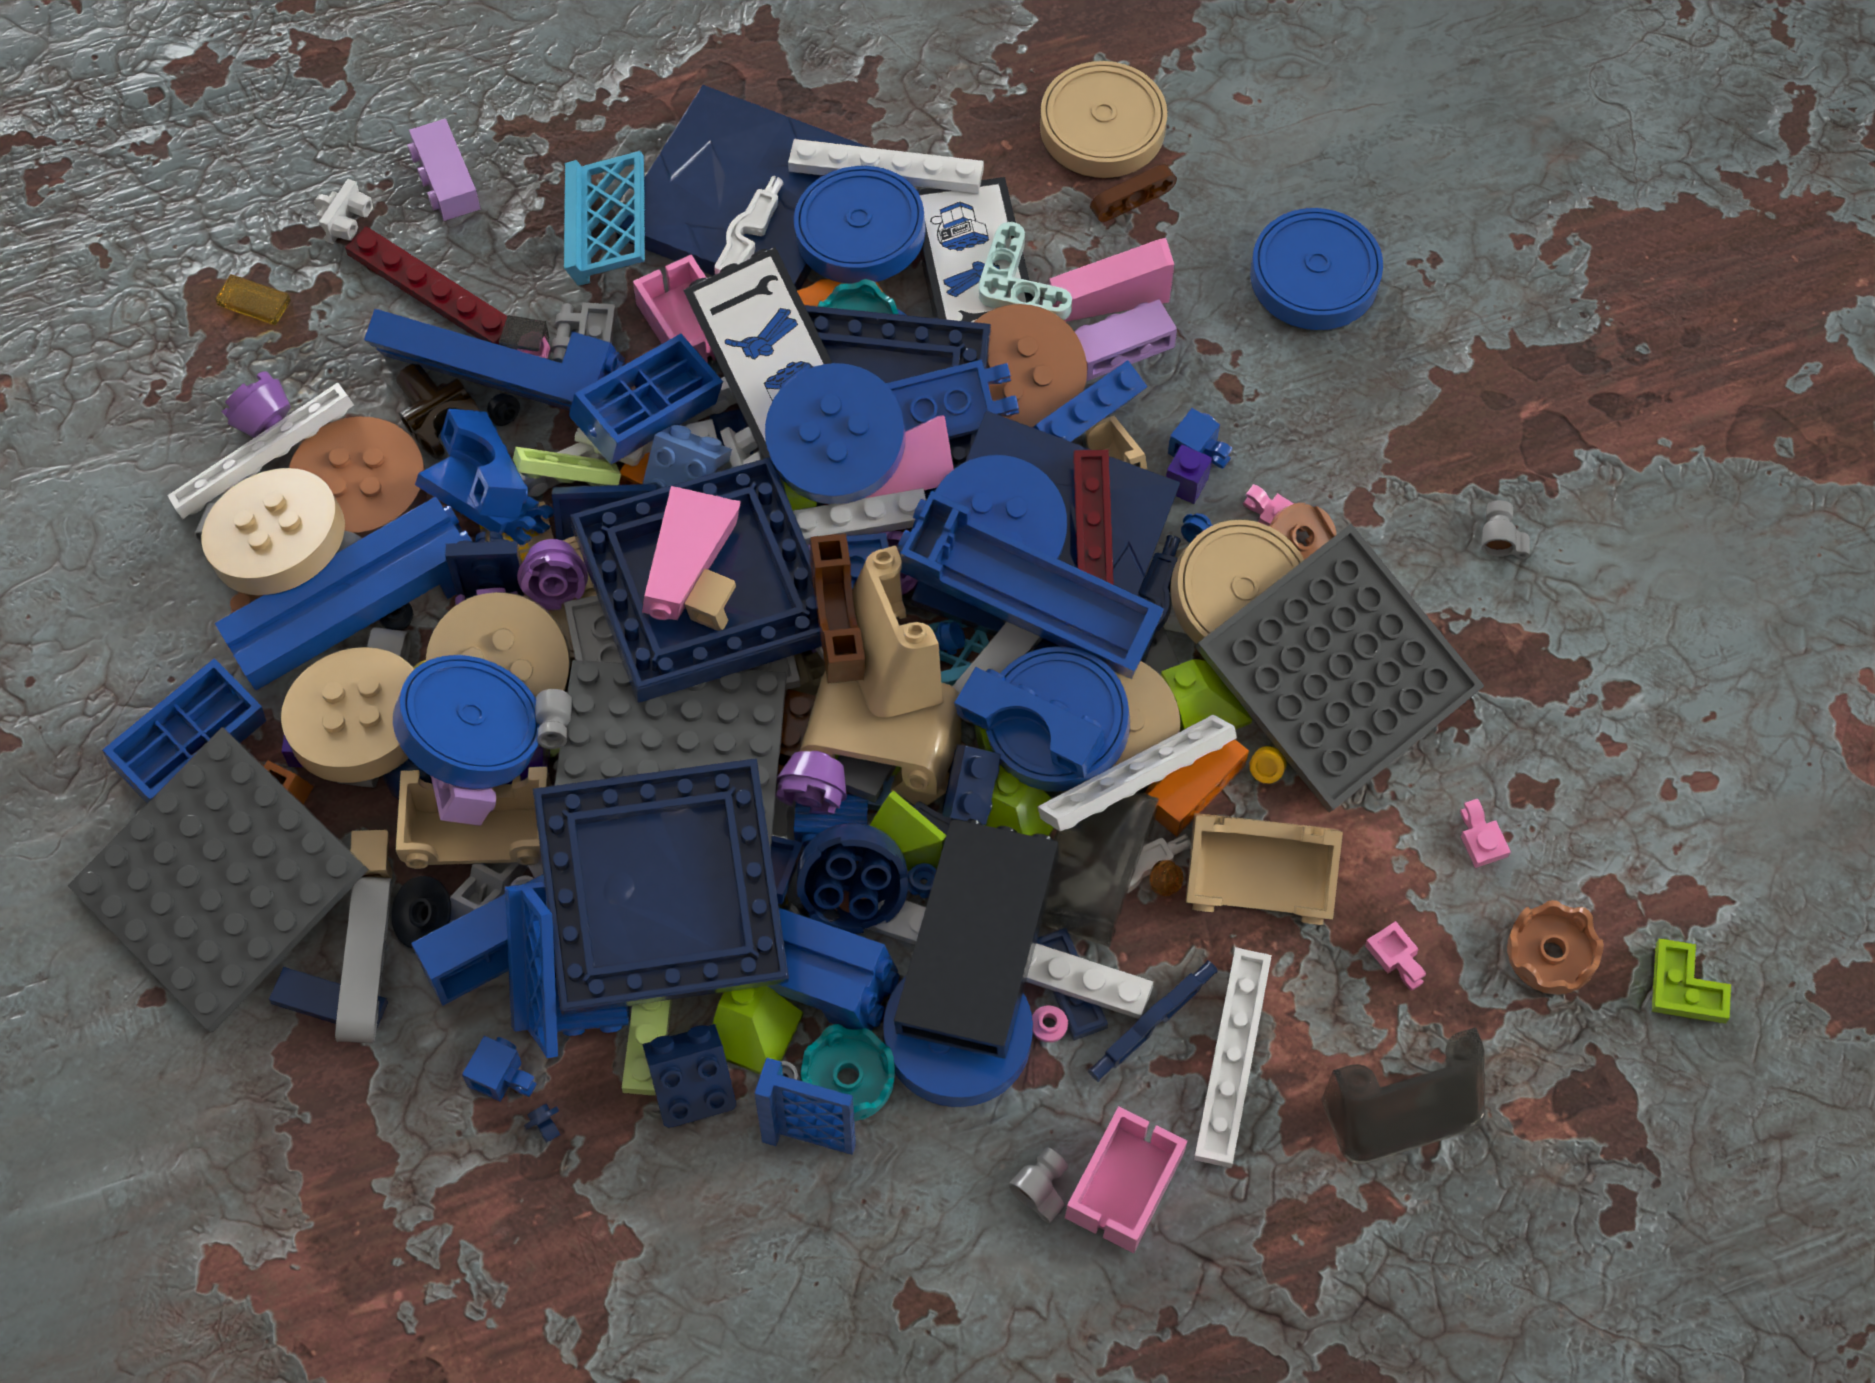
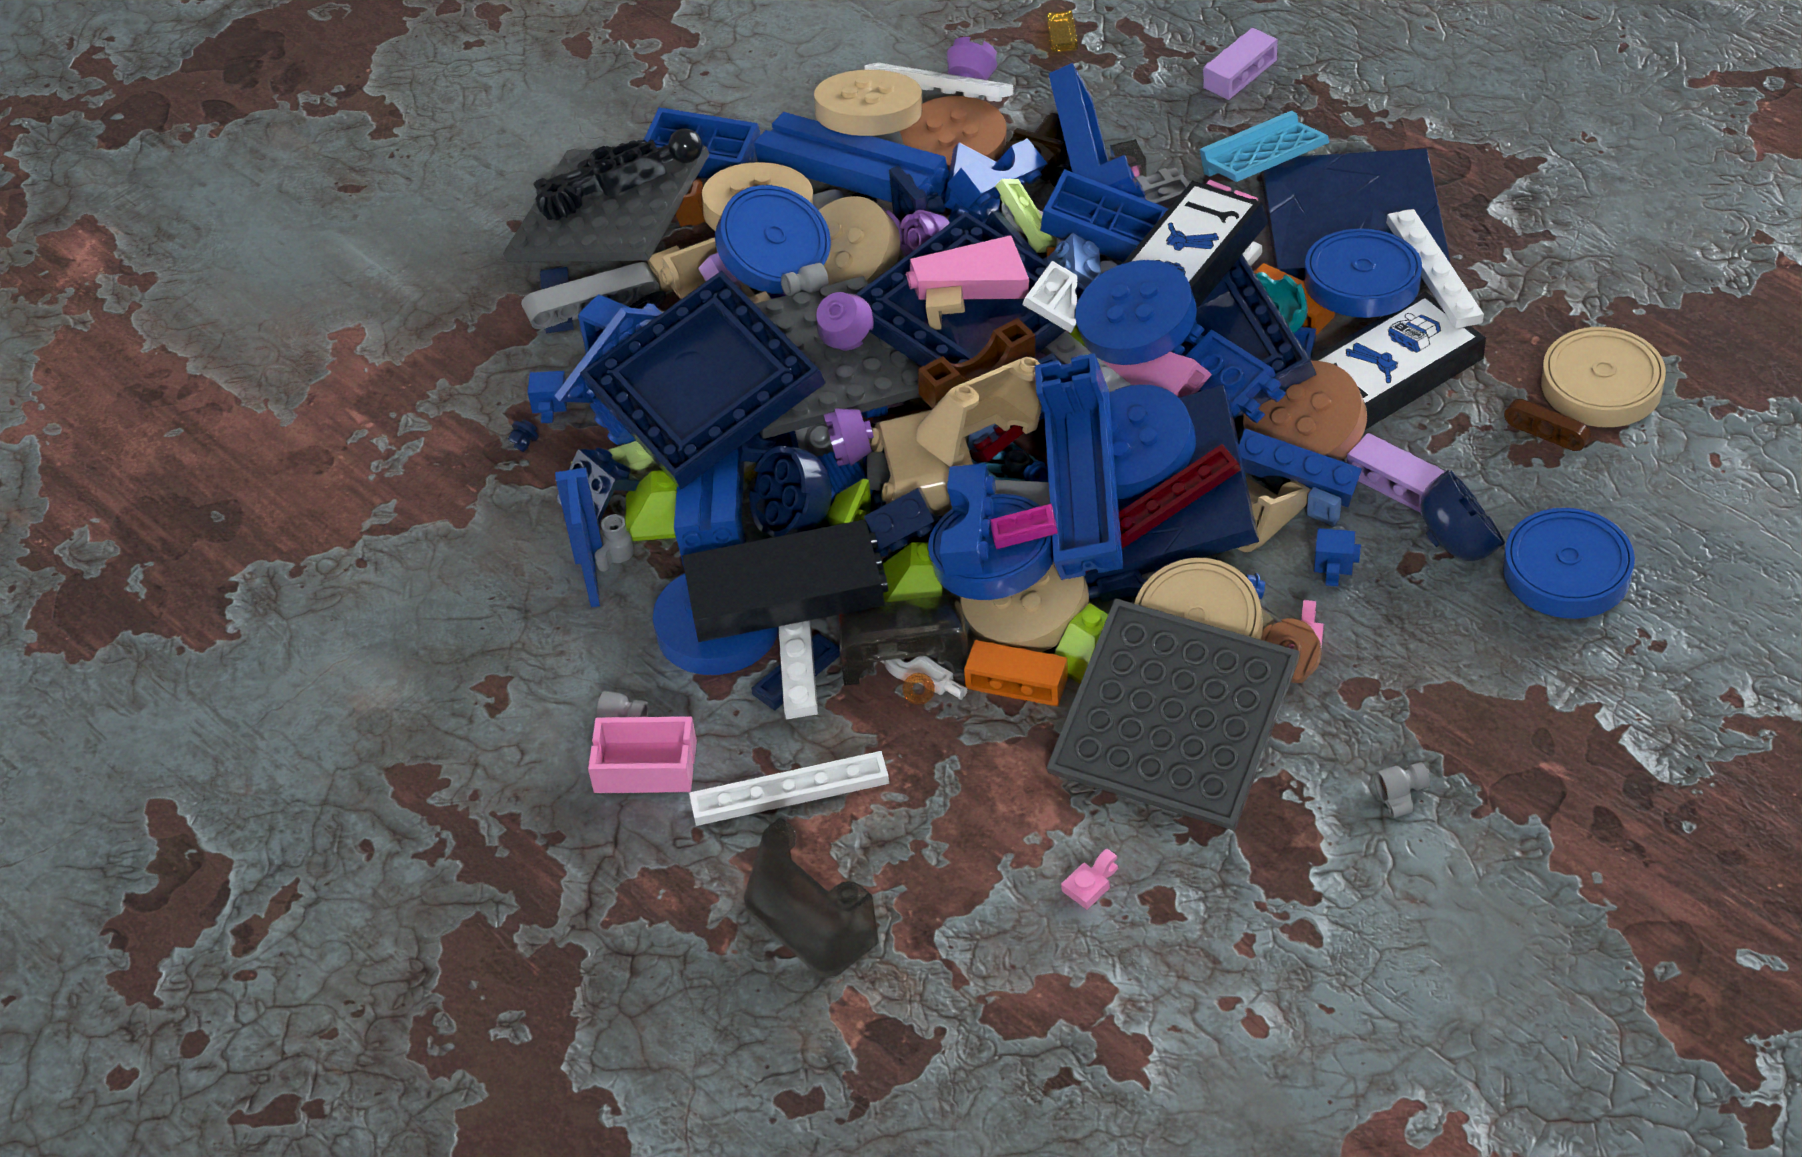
camera: 70 degrees right, 15 degrees down
(190, 827) = (613, 172): none -> black arm
(338, 208) = (1163, 33): white hips -> none
(427, 285) = (1141, 97): dark red plate -> none
(670, 705) = (844, 320): none -> medium lavender cone
(752, 221) = (1321, 222): white piece -> none
(765, 493) = (1055, 296): none -> white wing
(853, 1049) = (630, 561): teal plate -> none
(1004, 278) = (1422, 361): light aqua beam -> none
(1049, 1034) = (753, 670): bright pink plate -> none
(1077, 673) = (1024, 526): none -> dark pink plate
(1119, 281) = (1441, 441): bright pink slope -> none
(1134, 415) = (1324, 506): none -> medium blue tile
(1136, 773) = (987, 617): white plate -> none
(1159, 1012) = (777, 722): dark blue piece -> none
(1192, 472) = (1295, 559): dark purple brick -> none
(1221, 322) = (1458, 519): none -> dark blue cylinder
(1263, 866) = (964, 735): tan windscreen -> none
(1267, 765) = (1058, 711): yellow tile -> none
(1396, 950) = (941, 856): bright pink plate -> none
(1567, 928) = (1005, 942): nougat plate -> none
(1680, 993) = (1027, 1068): lime plate -> none

